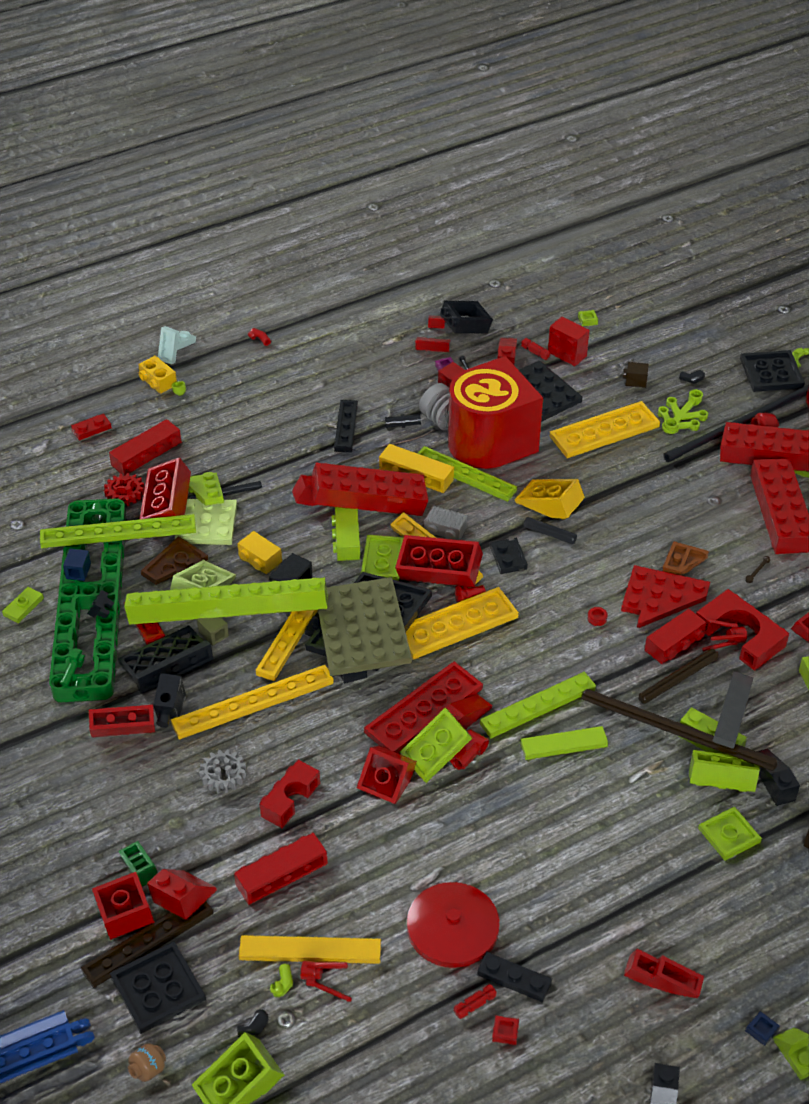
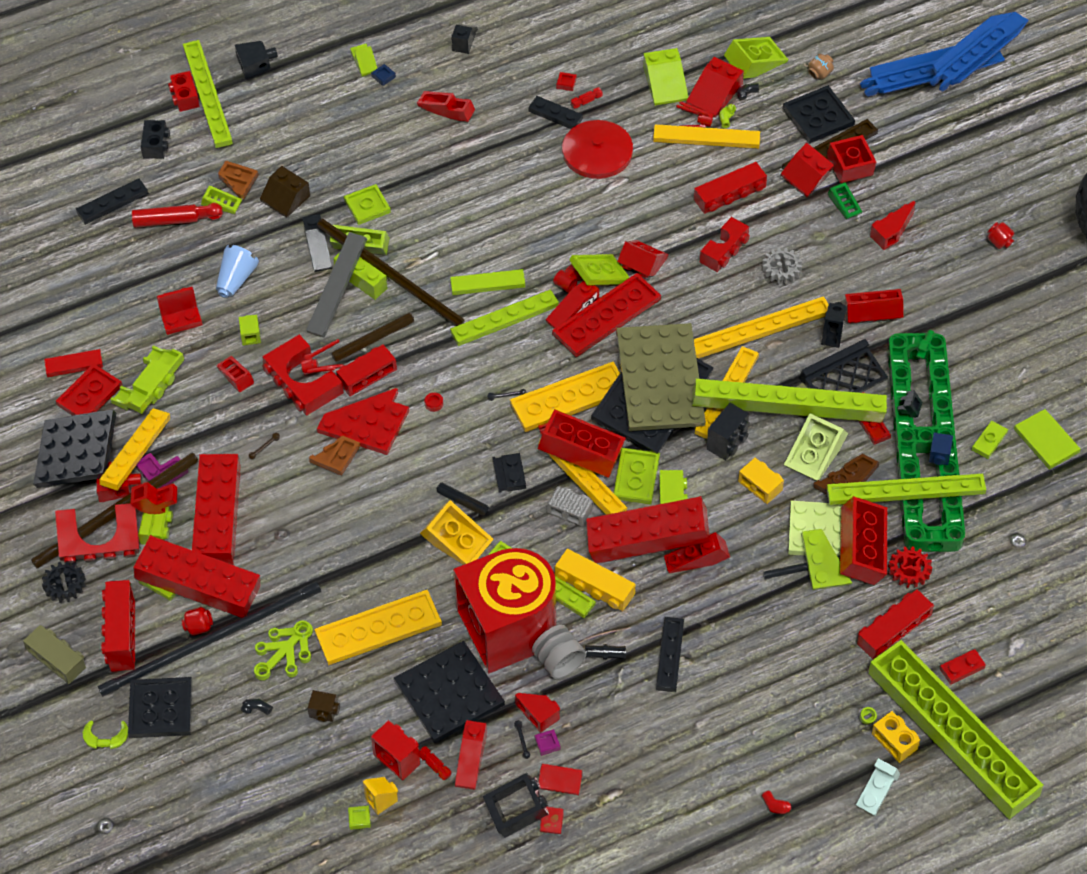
camera: 175 degrees left, 10 degrees up
(84, 824) = (890, 229): none -> red slope
(108, 376) = (955, 729): none -> lime brick
(296, 1023) = (716, 86): none -> red slope
(368, 1038) = (665, 76): none -> lime slope
(539, 626) = (491, 396): none -> black hinge
(578, 312) = (380, 793): none -> yellow slope

